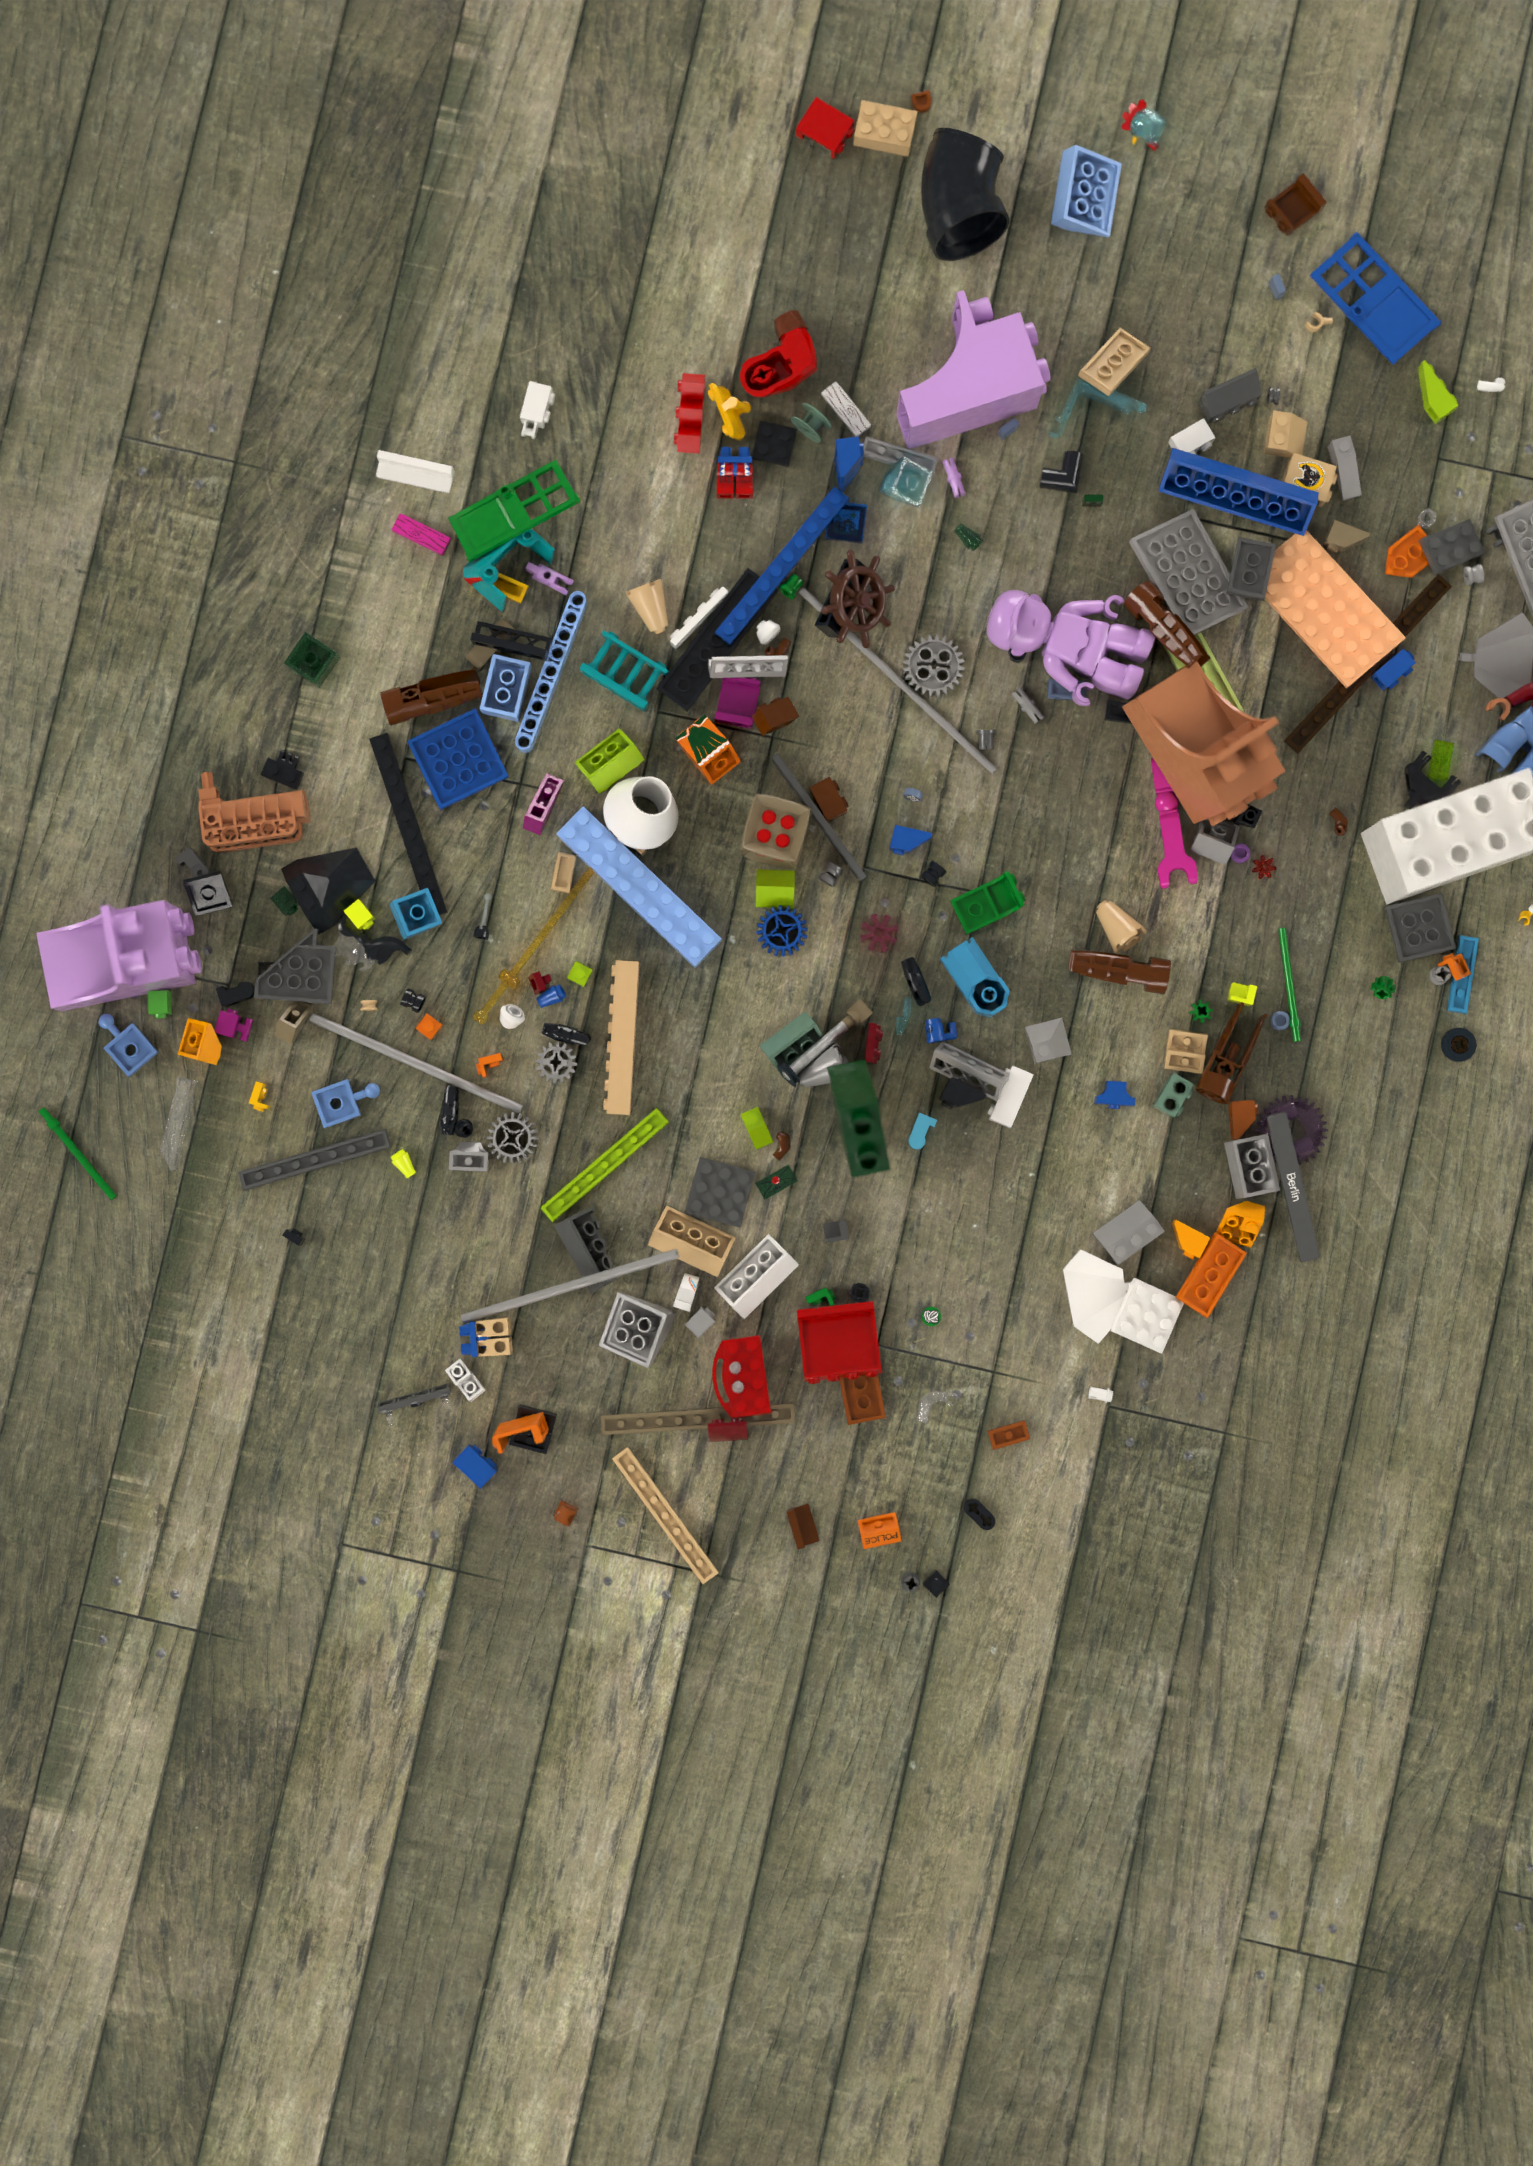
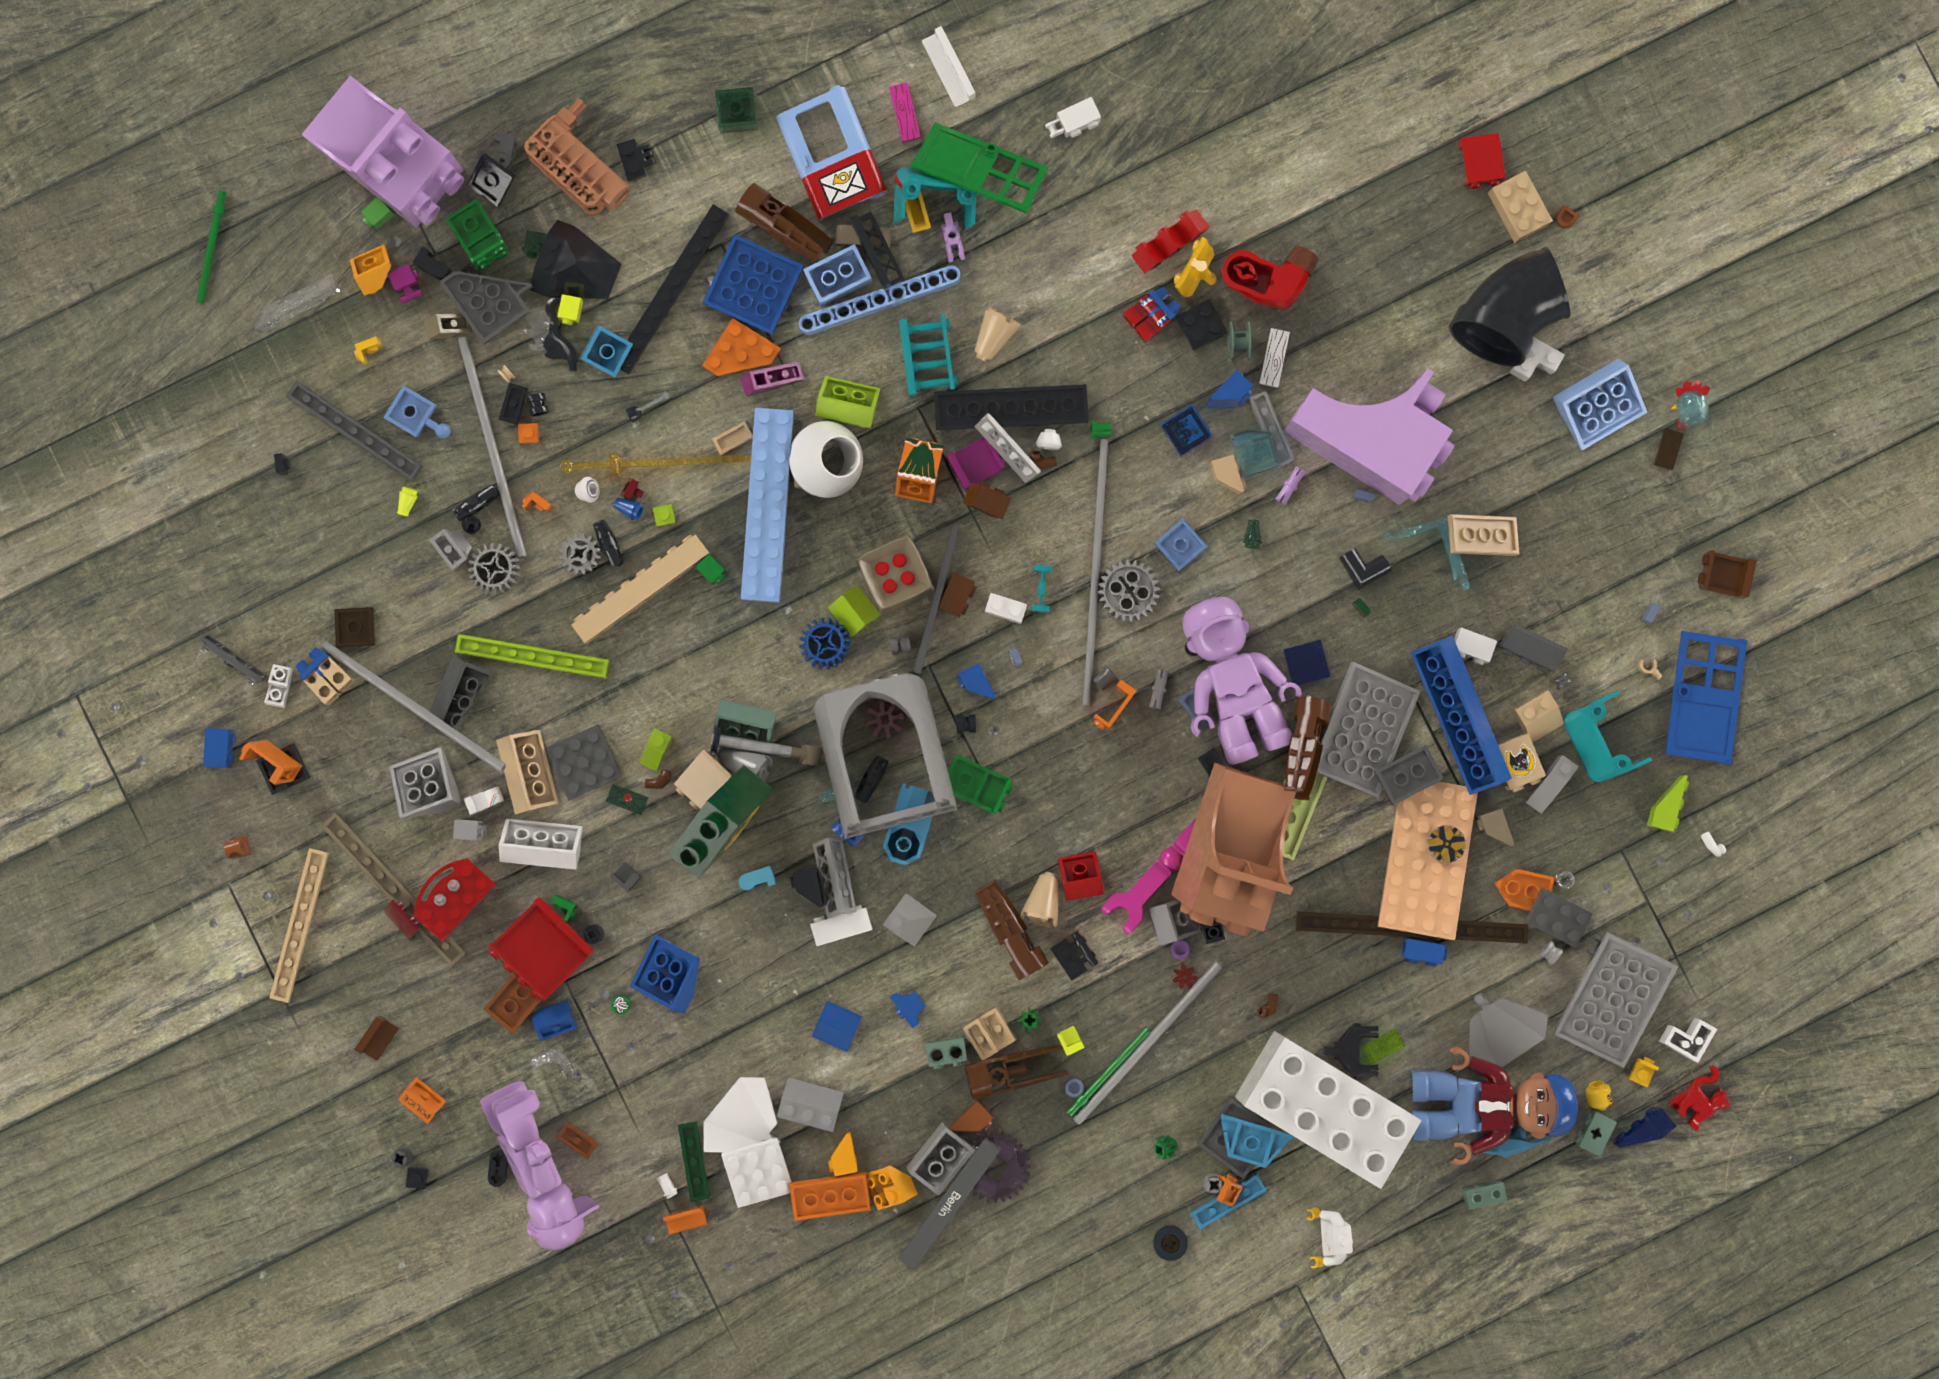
camera: 45 degrees right, 0 degrees up
(130, 1036) = (319, 209): medium blue plate -> none
(242, 939) = (477, 235): none -> green bracket
(396, 1019) = (513, 404): none -> black plate
(432, 623) = (842, 177): none -> piece
(468, 1284) = (354, 627): none -> dark brown tile
(500, 811) = (740, 351): none -> orange plate
(653, 971) = (711, 570): none -> green brick
(694, 622) = (1008, 377): white plate -> none
(782, 565) = (1109, 409): blue plate -> none
(811, 1110) = (702, 779): none -> tan slope
(846, 974) = (911, 696): none -> light grey panel
(850, 597) = (1126, 482): reddish brown brick -> none
(869, 770) = (1005, 608): none -> white brick
(874, 1036) = (787, 789): dark red slope -> none
(876, 730) = (1041, 588): none -> teal wheel
(901, 1378) = (553, 1020): none -> blue panel
(905, 518) = (1227, 474): none -> tan slope
(930, 598) = (1180, 545): none -> medium blue tile
(938, 1260) = (667, 975): none -> blue slope
(1013, 729) = (1125, 689): none -> orange panel
(1017, 205) = (1539, 356): none -> white brick
(1052, 1496) = (553, 1213): none -> lavender piece
(1084, 1163) = (837, 1026): none -> blue slope
(1098, 1358) = (693, 1161): none -> dark green plate
(1100, 577) = (1306, 662): none -> clear blue tile
(1122, 882) = (1080, 876): none -> red slope
(1138, 1401) = (685, 1219): none -> orange panel
(1162, 170) = (1668, 449): none -> dark brown tile
(1176, 943) = (1069, 959): none -> black plate
(1291, 936) = (1147, 1043): none -> light grey piece
(1327, 583) = (1446, 844): none -> tile
(1340, 413) = (1590, 744): none -> teal windscreen
(1433, 917) = (1252, 1141): none -> dark azure wing

